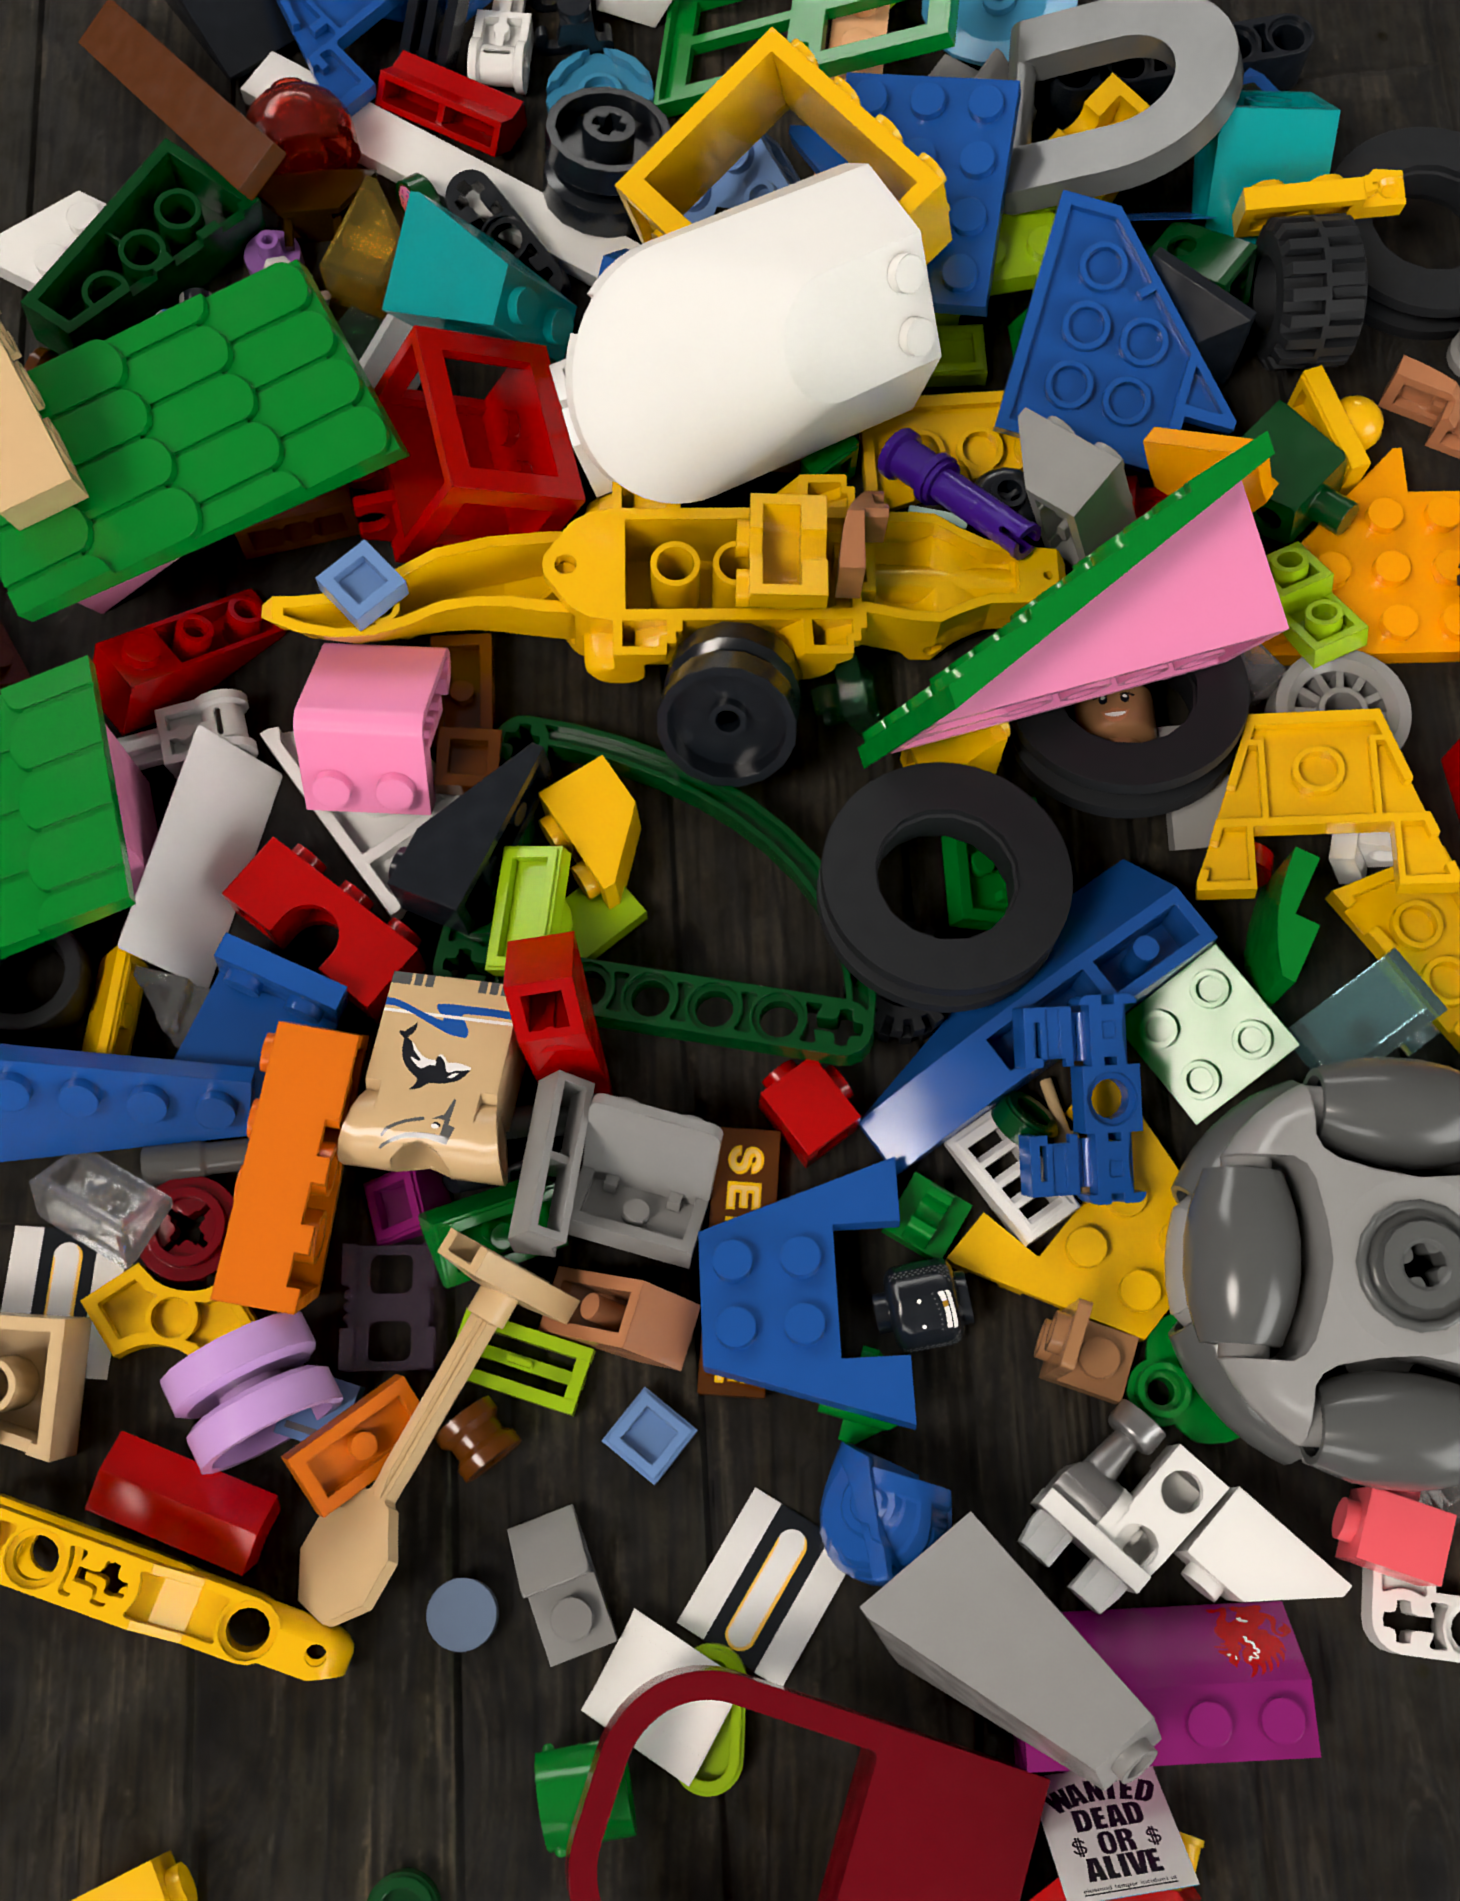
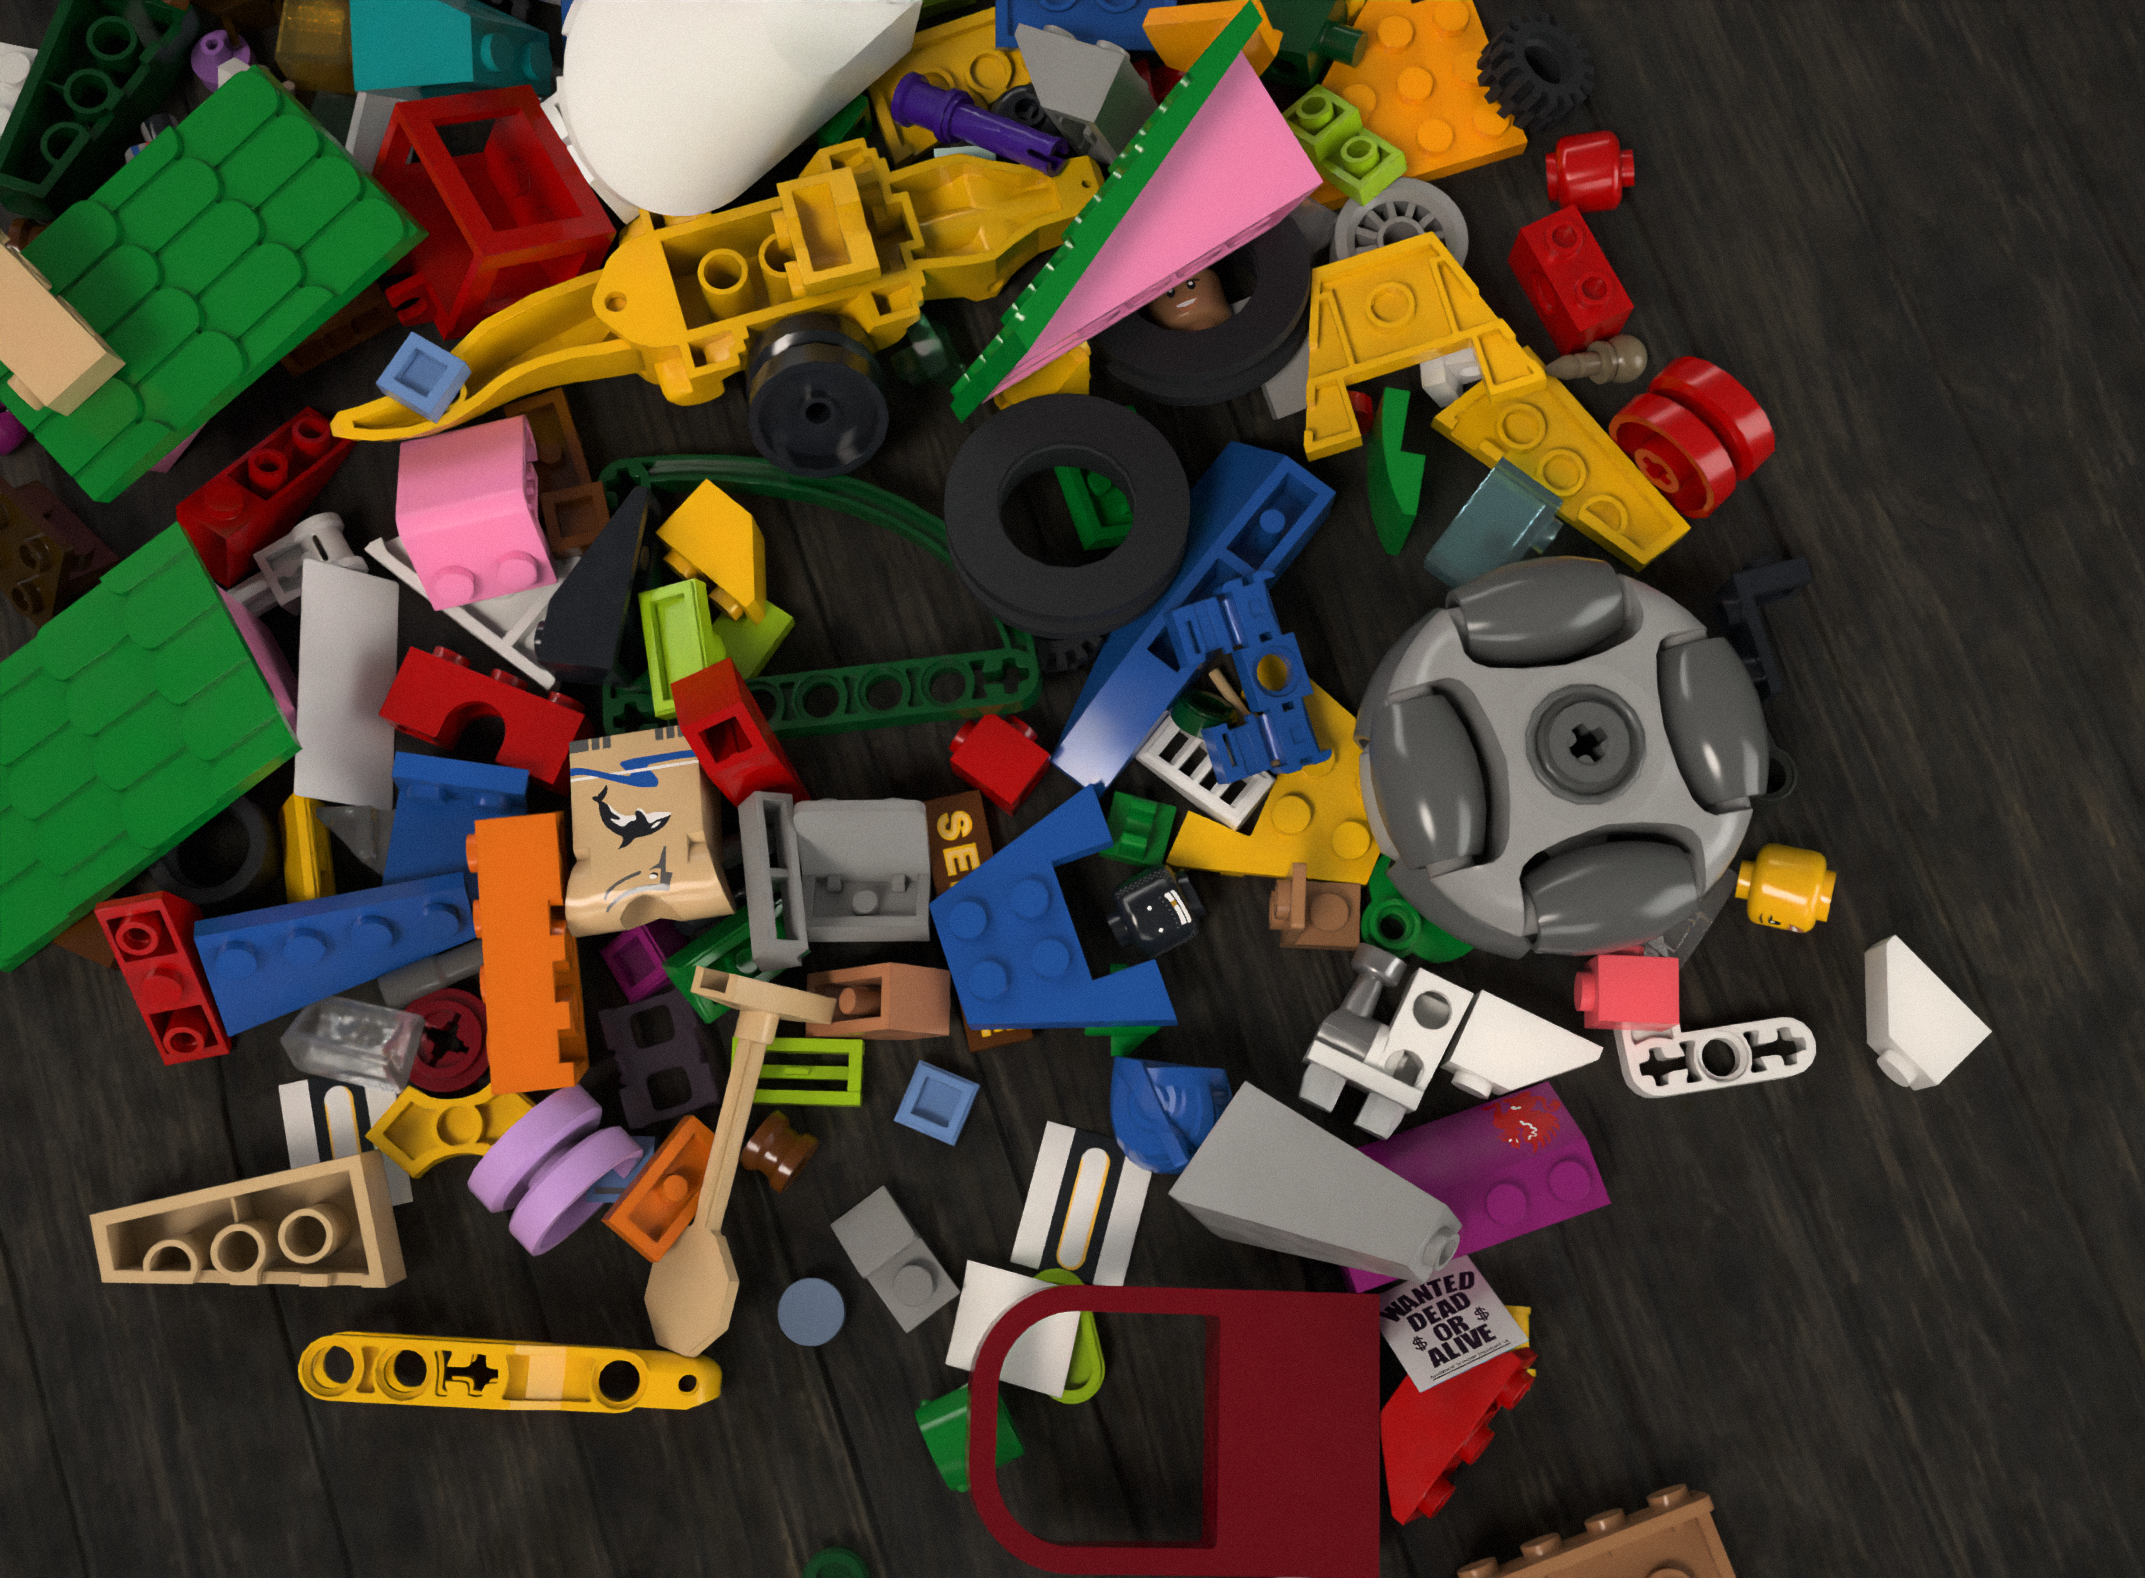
camera: 15 degrees left, 5 degrees up
(176, 1504) = (522, 1291): red piece -> none
(864, 522) = (893, 183): nougat slope -> none
(1207, 1034) = (1352, 585): hinge -> none

